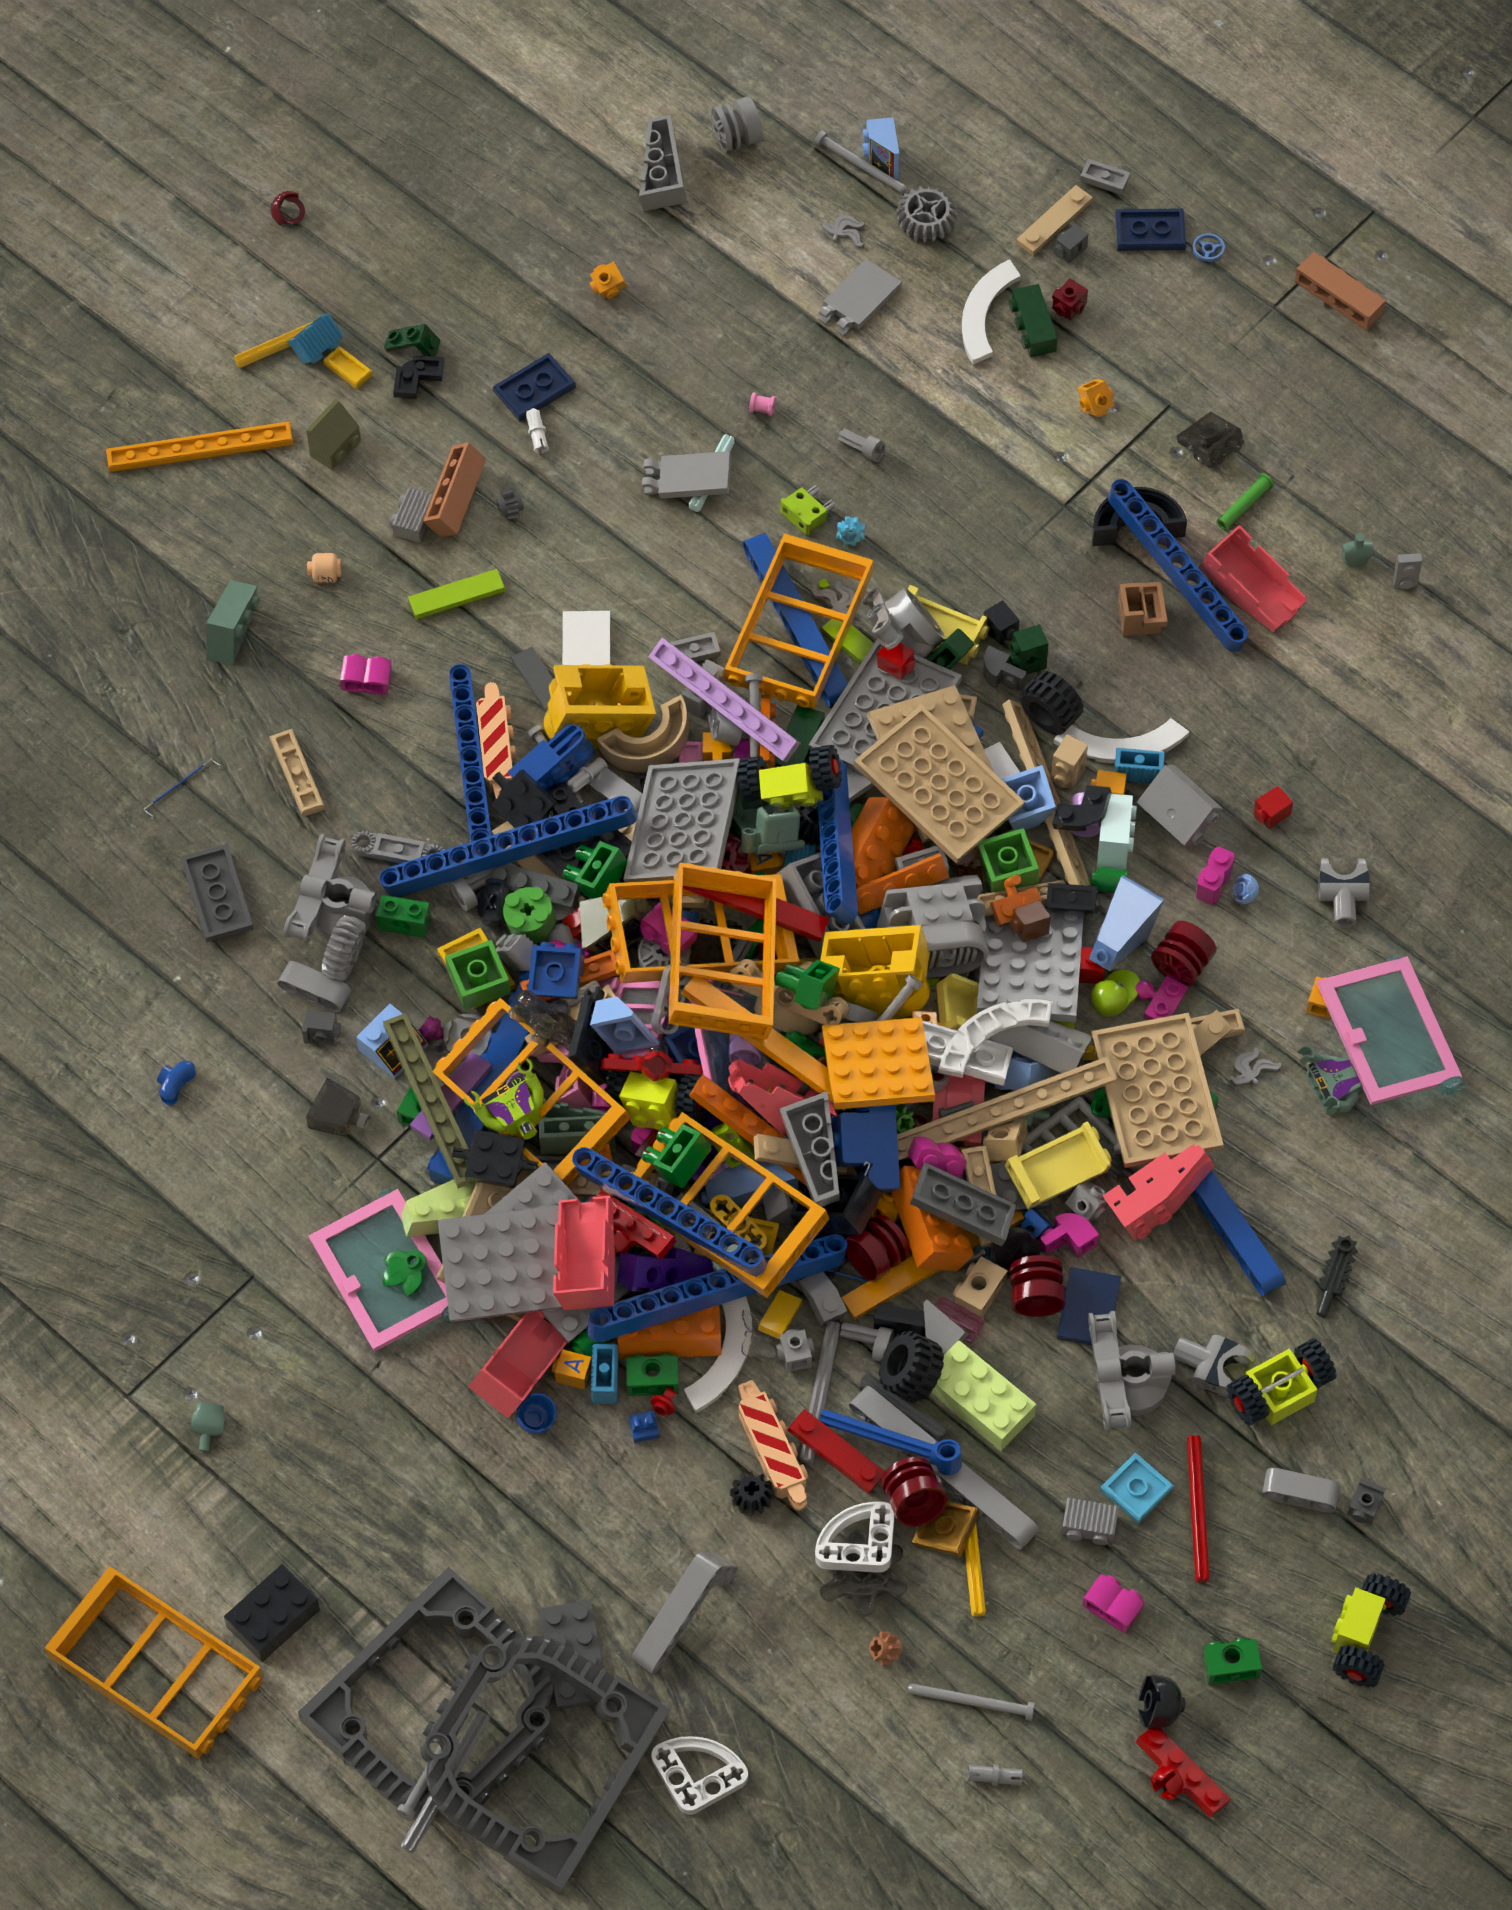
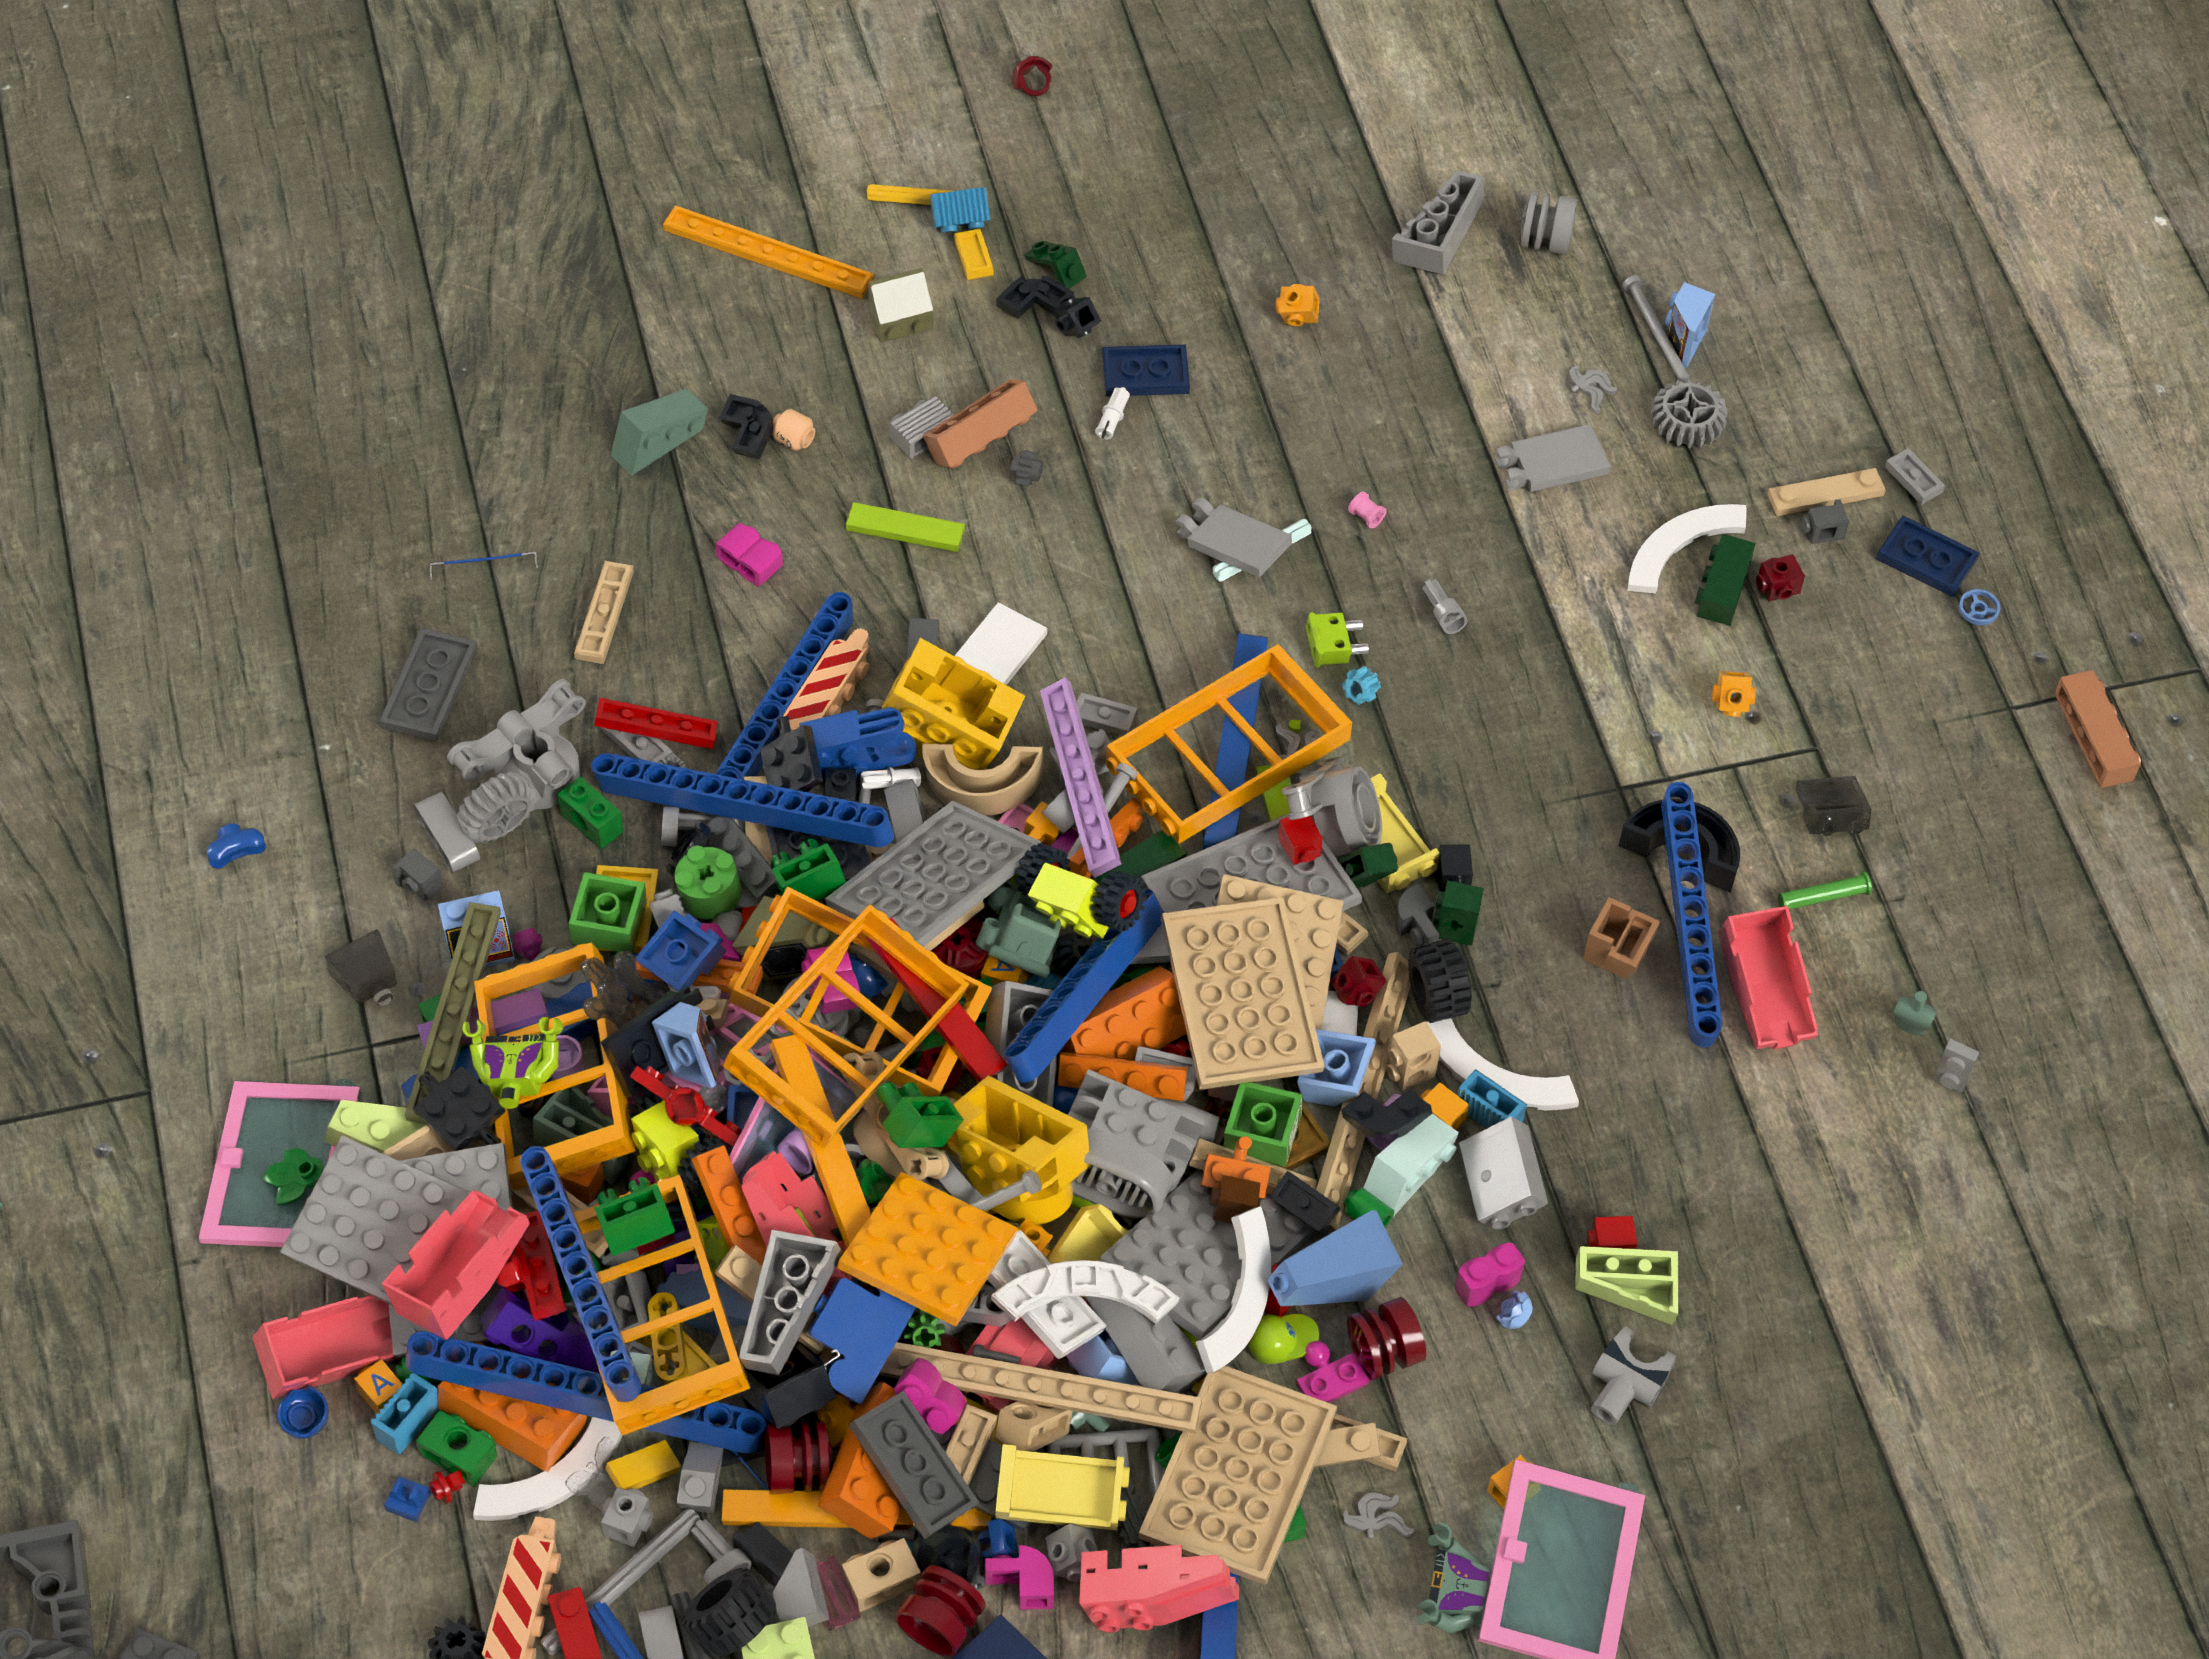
camera: 30 degrees right, 5 degrees down
(294, 577) = (754, 424): none -> black plate
(399, 829) = (655, 723): none -> red plate
(461, 374) = (1076, 316): none -> black brick
(999, 734) = (1358, 981): none -> dark red brick
(1092, 1004) = (1249, 1296): none -> white tile
(1304, 826) = (1631, 1278): none -> yellowish green wedge

